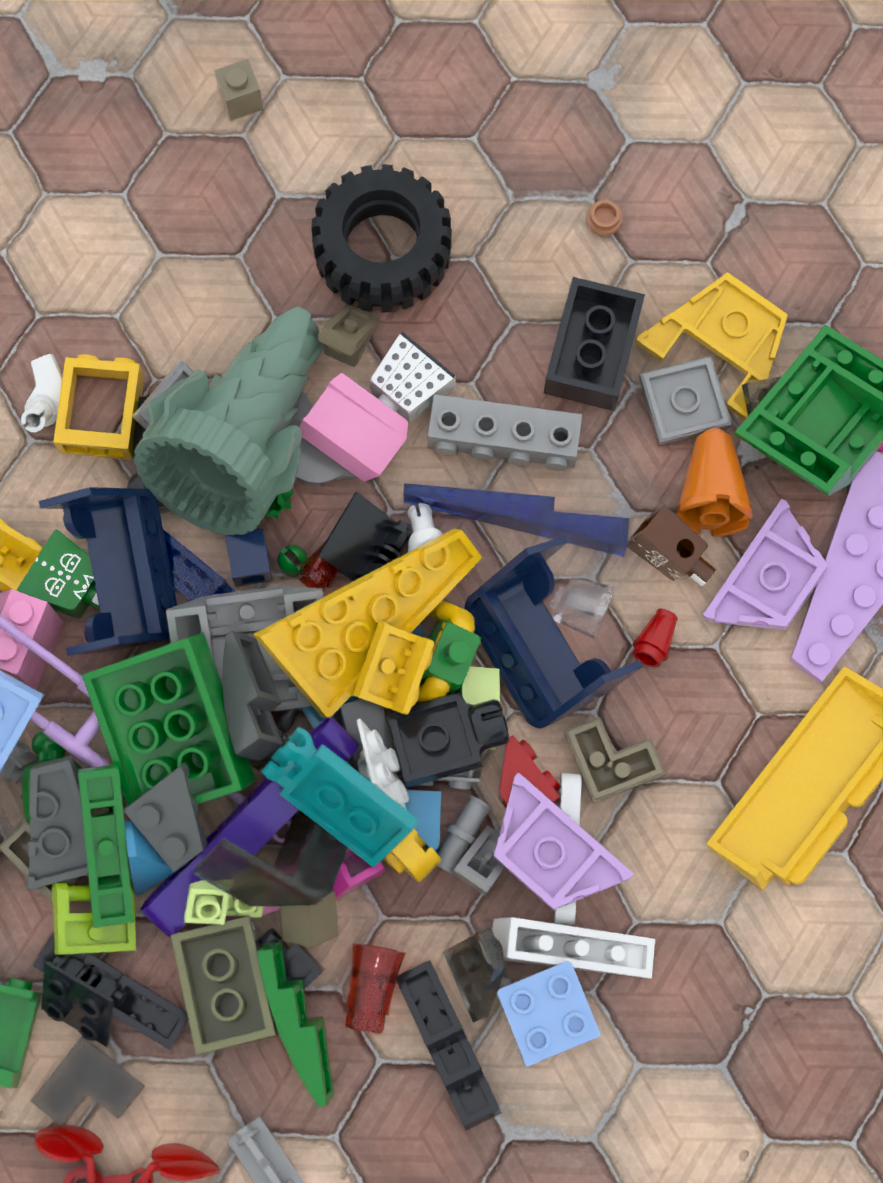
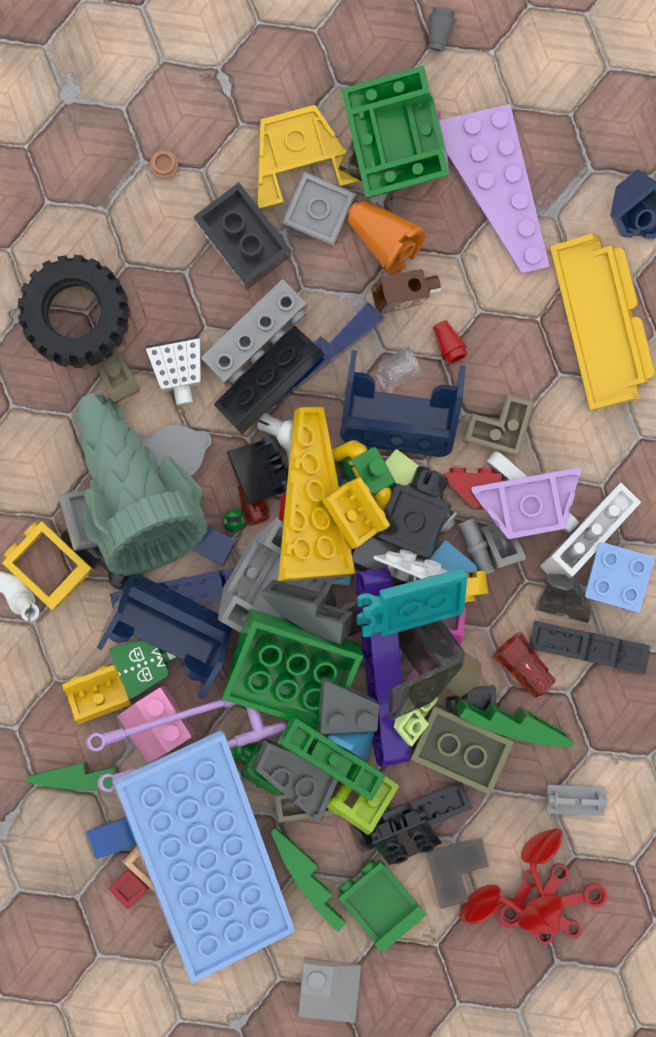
camera: 55 degrees left, 10 degrees up
(354, 428) = (186, 421): bright pink slope -> none
(466, 479) = (268, 379): none -> black tile
(770, 577) = (465, 245): lavender wing -> none

